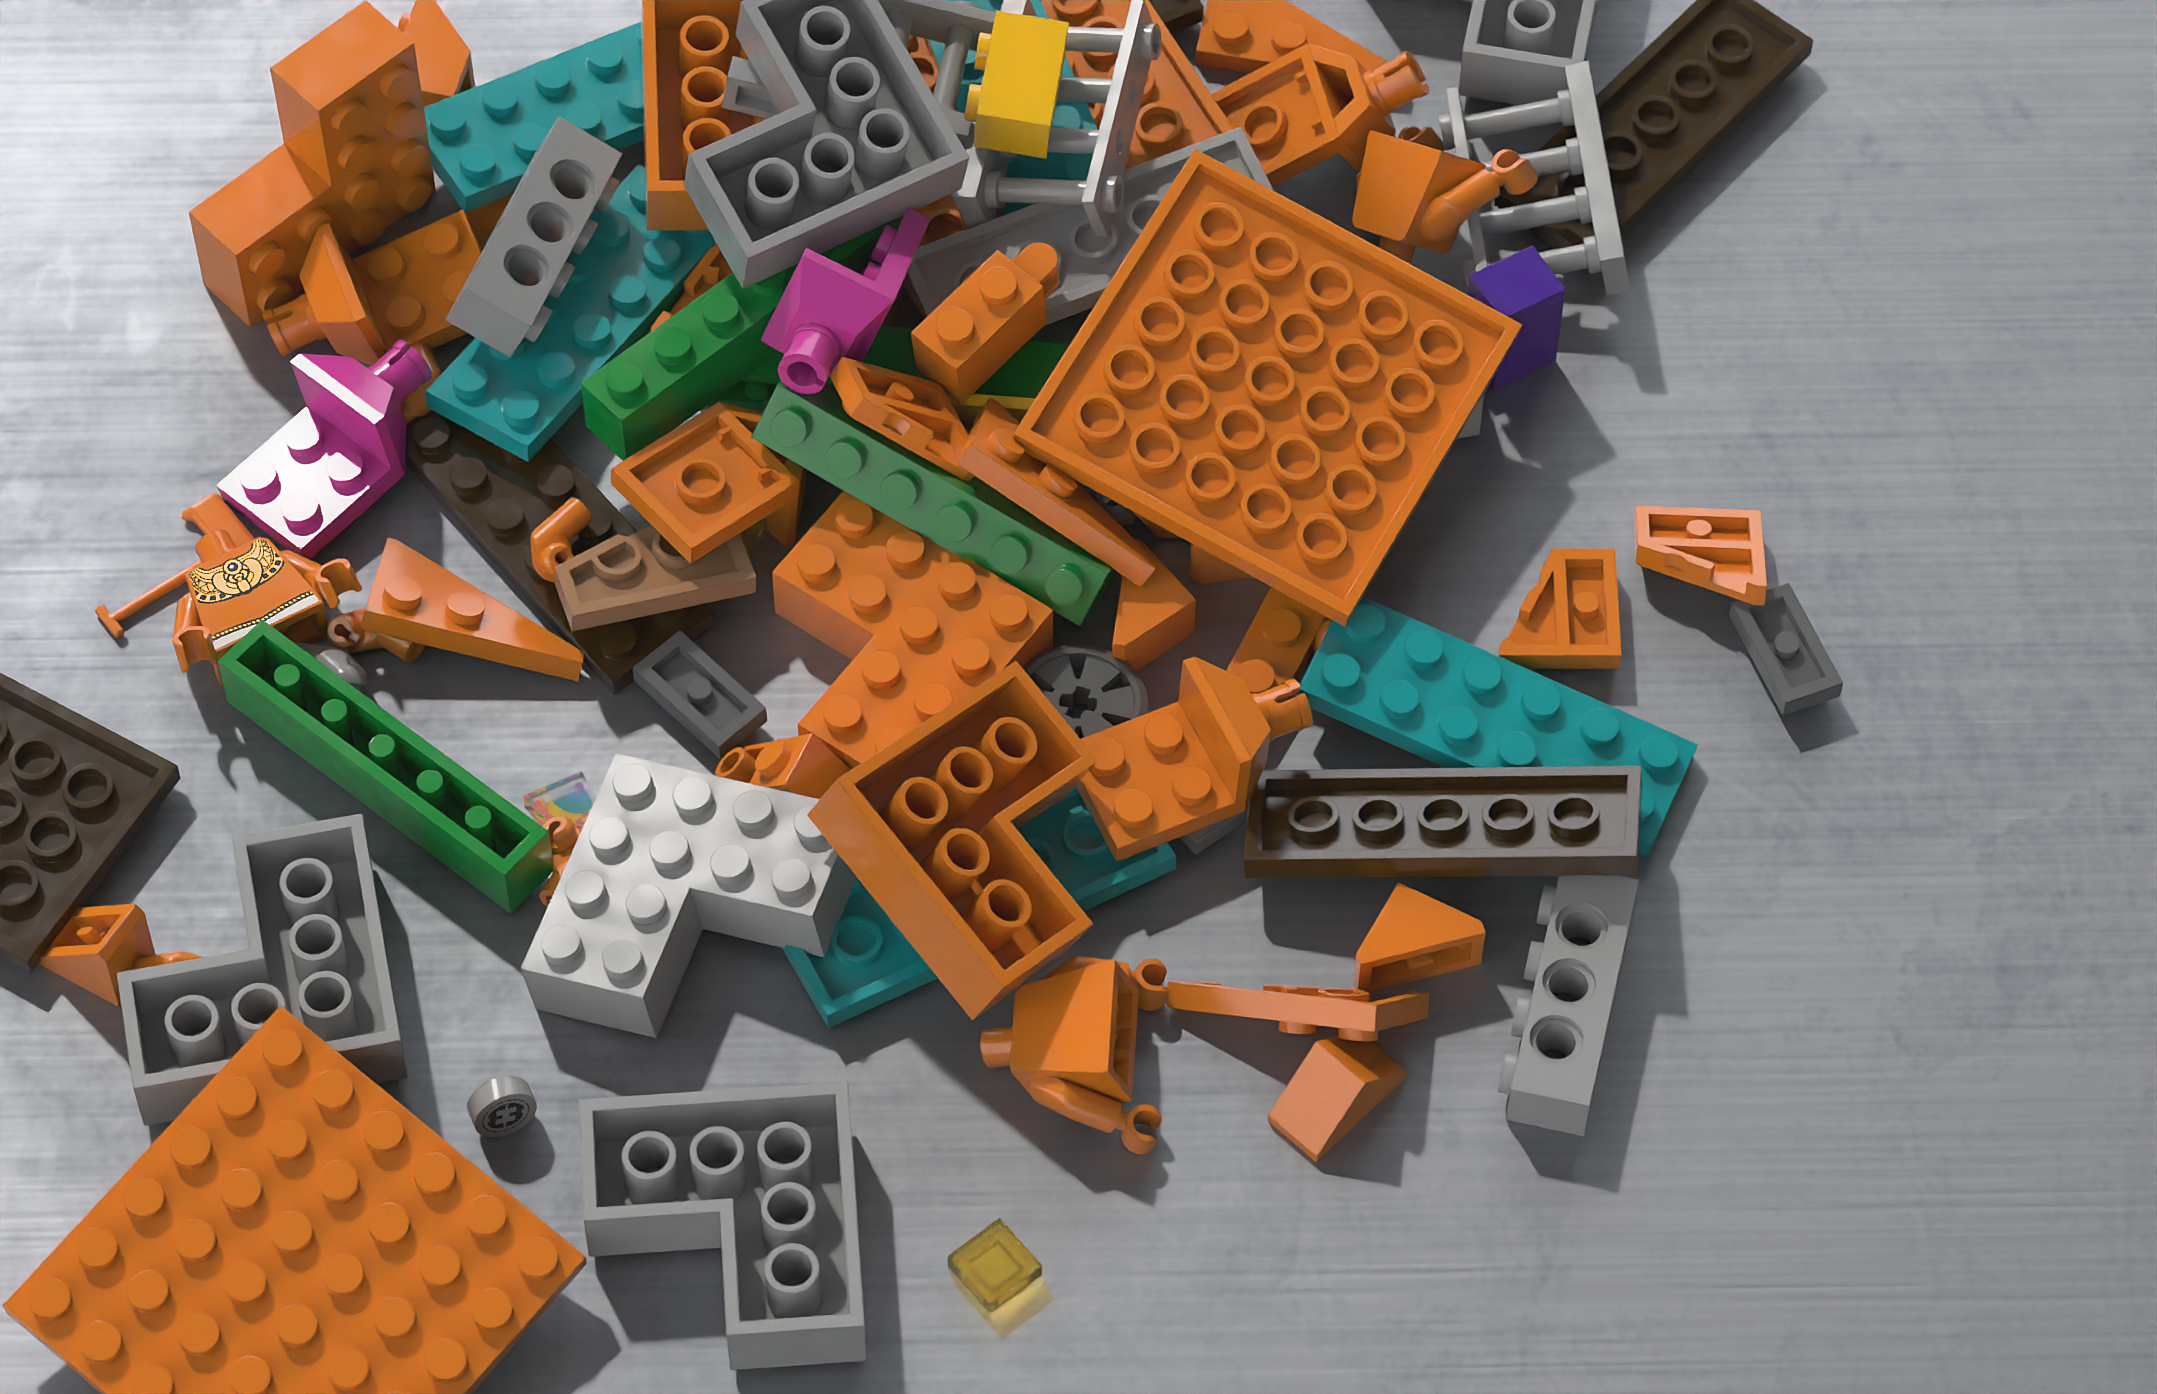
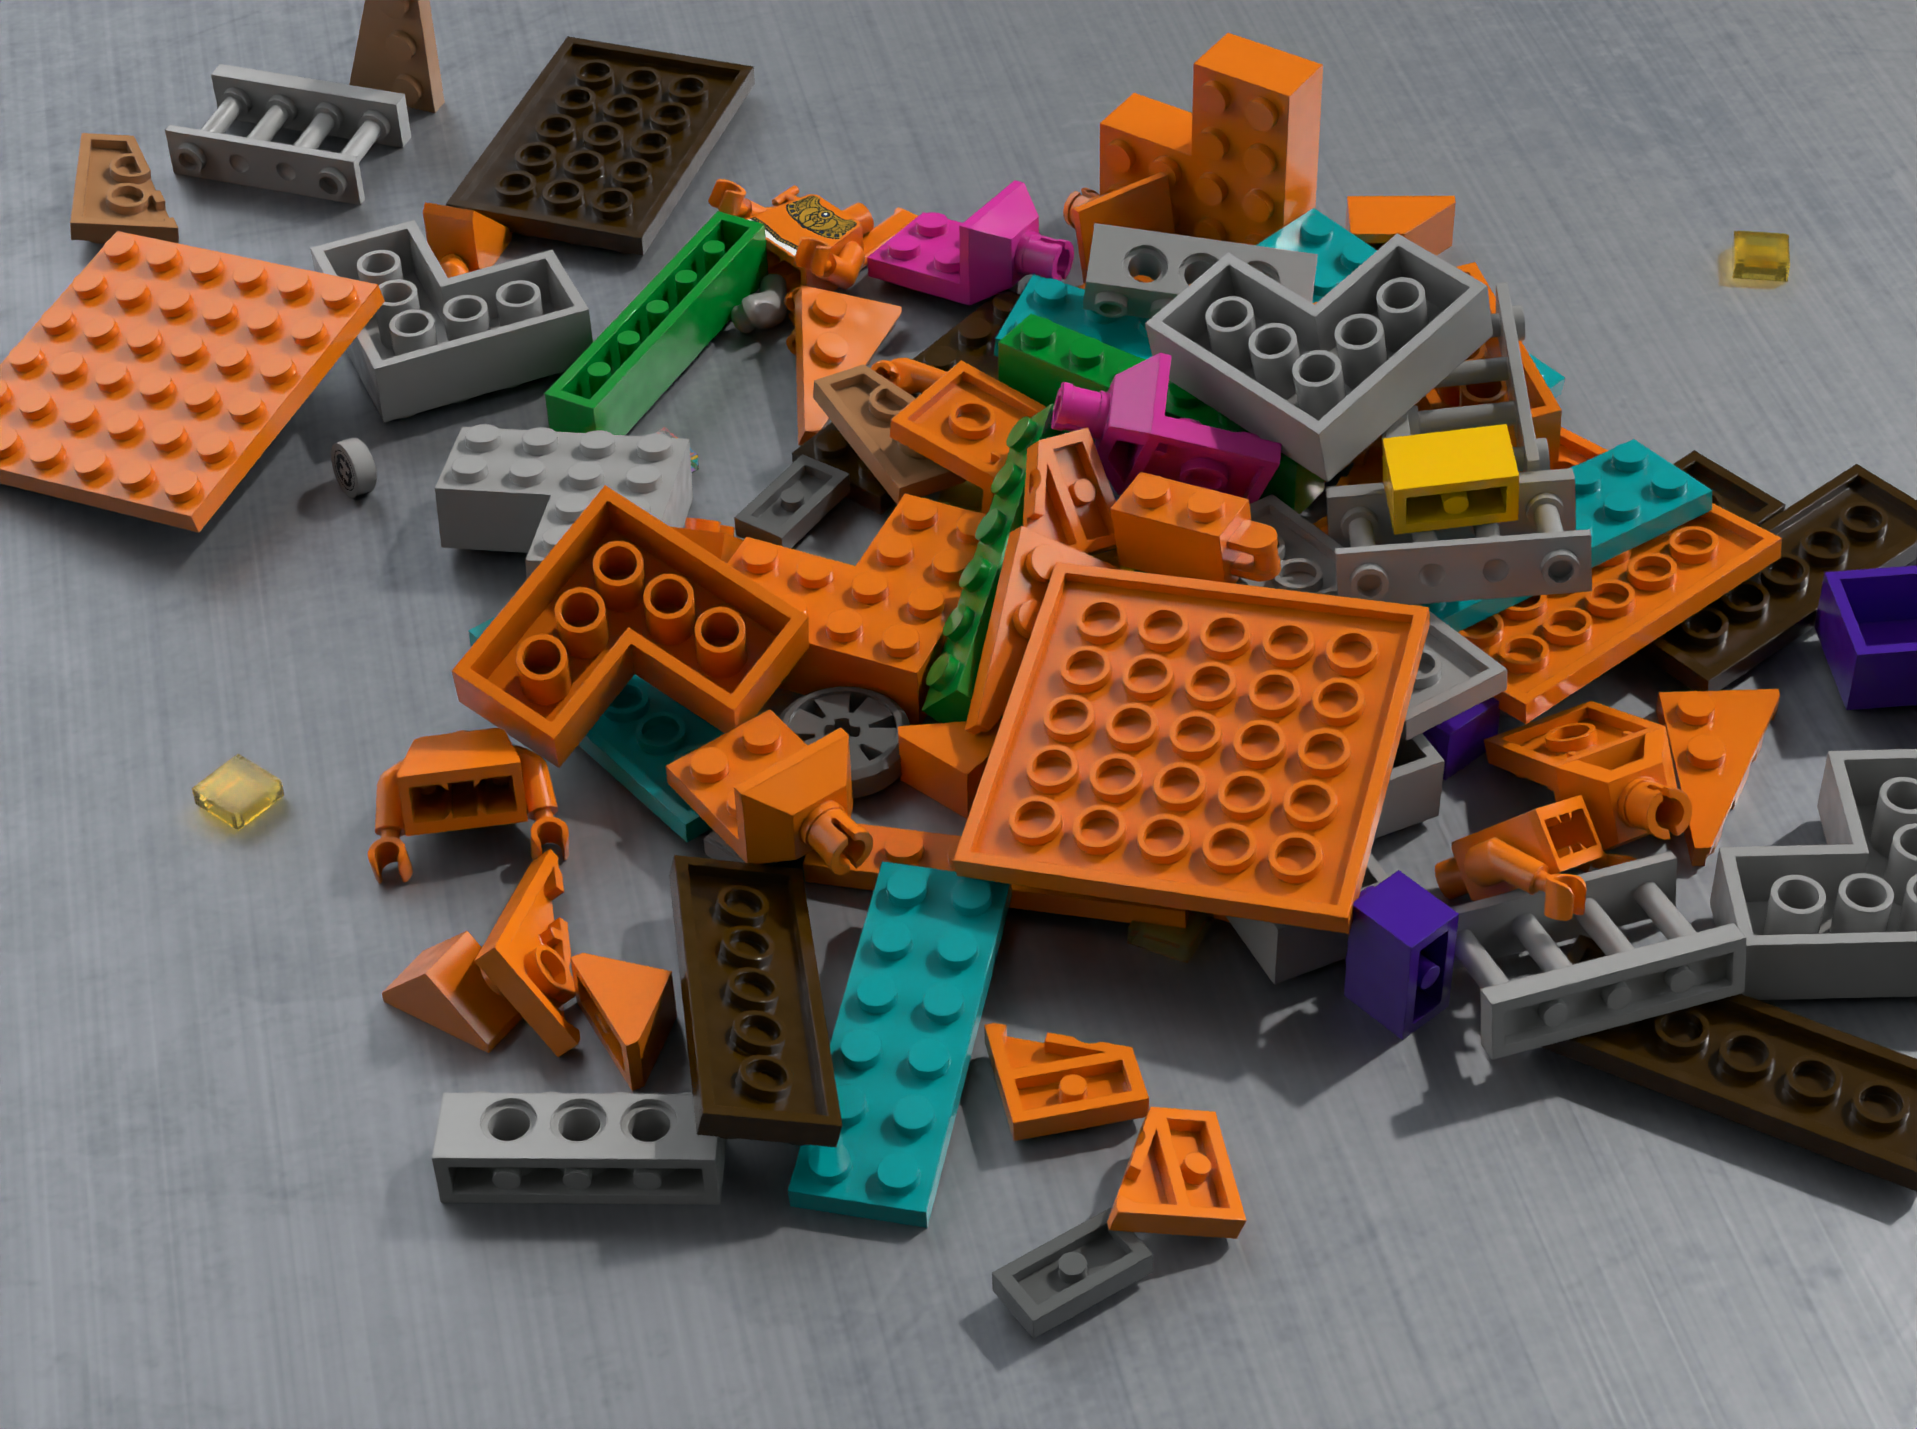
camera: 80 degrees right, 15 degrees down
(743, 1174) = (266, 629): light grey brick -> none

